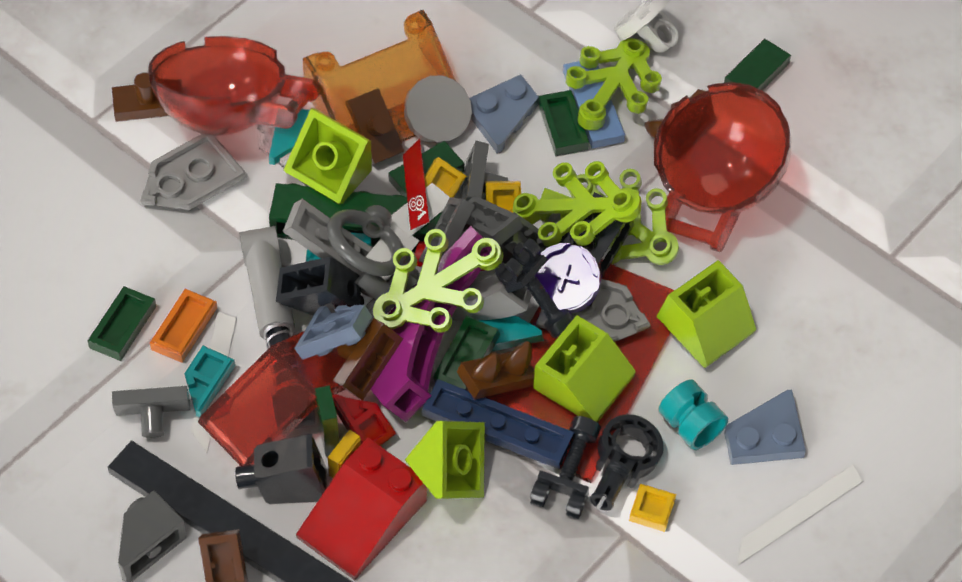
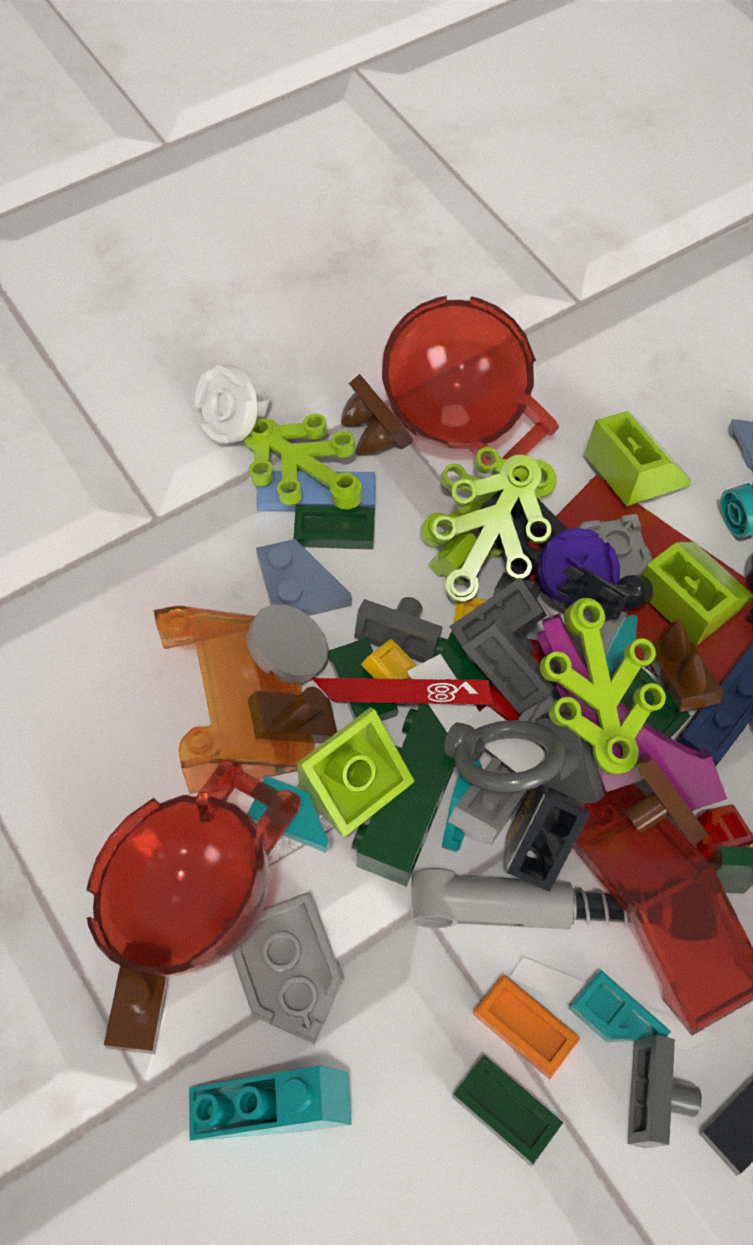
camera: 75 degrees left, 5 degrees up
(94, 186) = (270, 1104): none -> teal slope
(333, 329) = (630, 824): sand blue wing -> none
(502, 193) = (433, 606): yellow tile -> none
(760, 65) = (321, 337): dark green tile -> none

